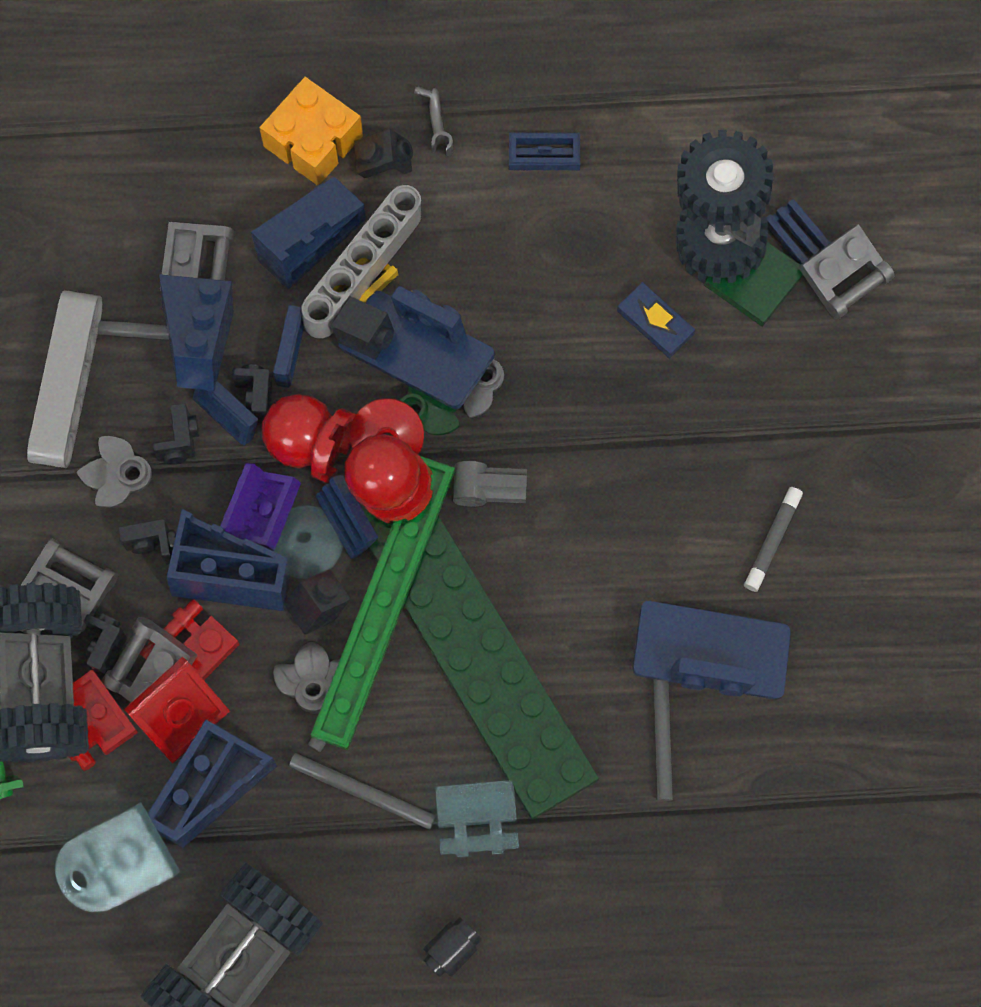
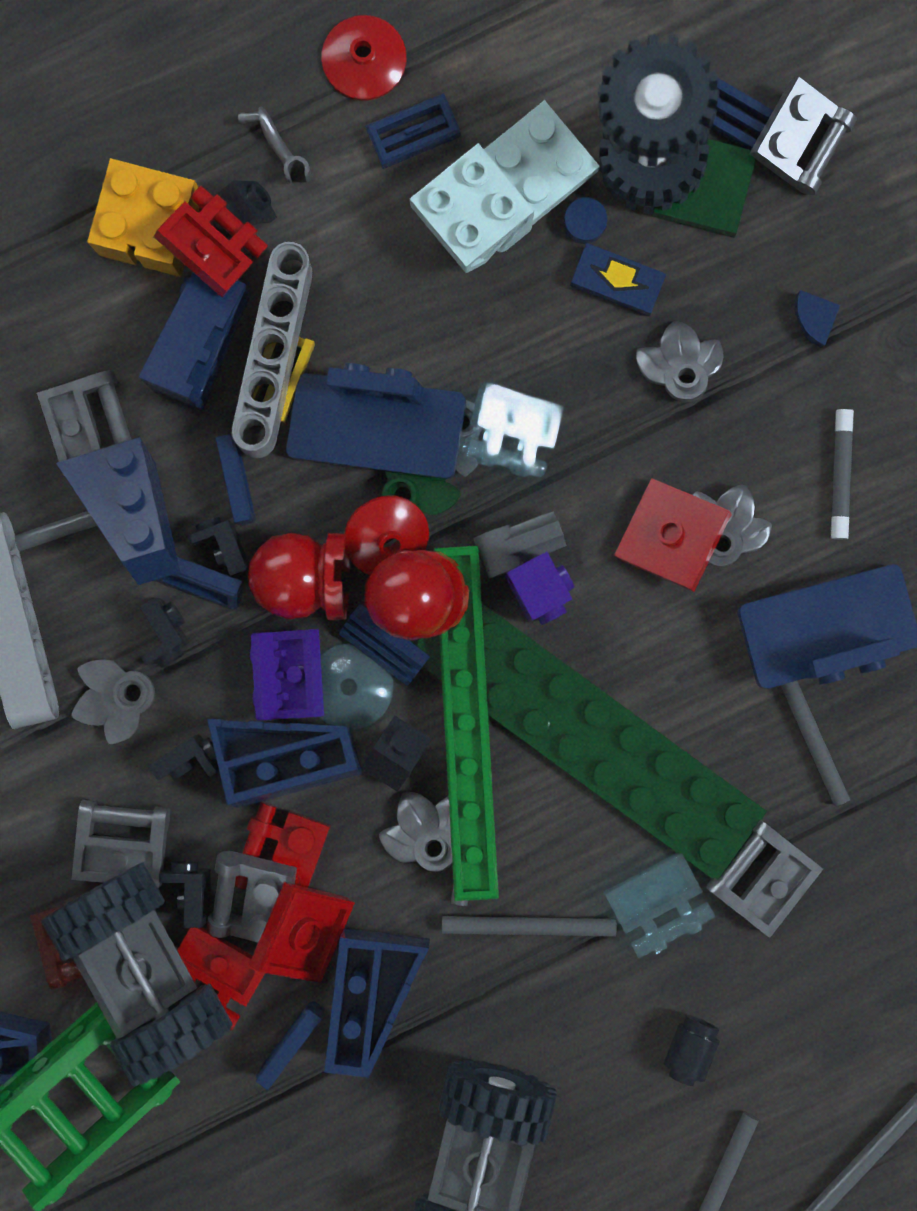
camera: 25 degrees left, 15 degrees up
(117, 860) = (315, 1115): clear light blue tile -> none
(124, 798) = (289, 1044): none -> dark blue tile
(344, 164) = (203, 247): none -> red plate
(363, 328) = (309, 429): black brick -> none
(489, 519) = (541, 588): none -> dark purple brick
(526, 98) = (364, 76): none -> red dish
(529, 386) = (518, 417): none -> clear light blue plate
(578, 844) = (776, 886): none -> flat silver plate
(589, 219) = (502, 190): none -> light aqua piece
(614, 526) = (673, 534): none -> red plate
(649, 266) = (585, 220): none -> dark blue tile
(667, 535) = (742, 530): none -> flat silver plate
(679, 396) = (680, 356): none -> flat silver plate
(802, 410) = (815, 316): none -> dark blue tile

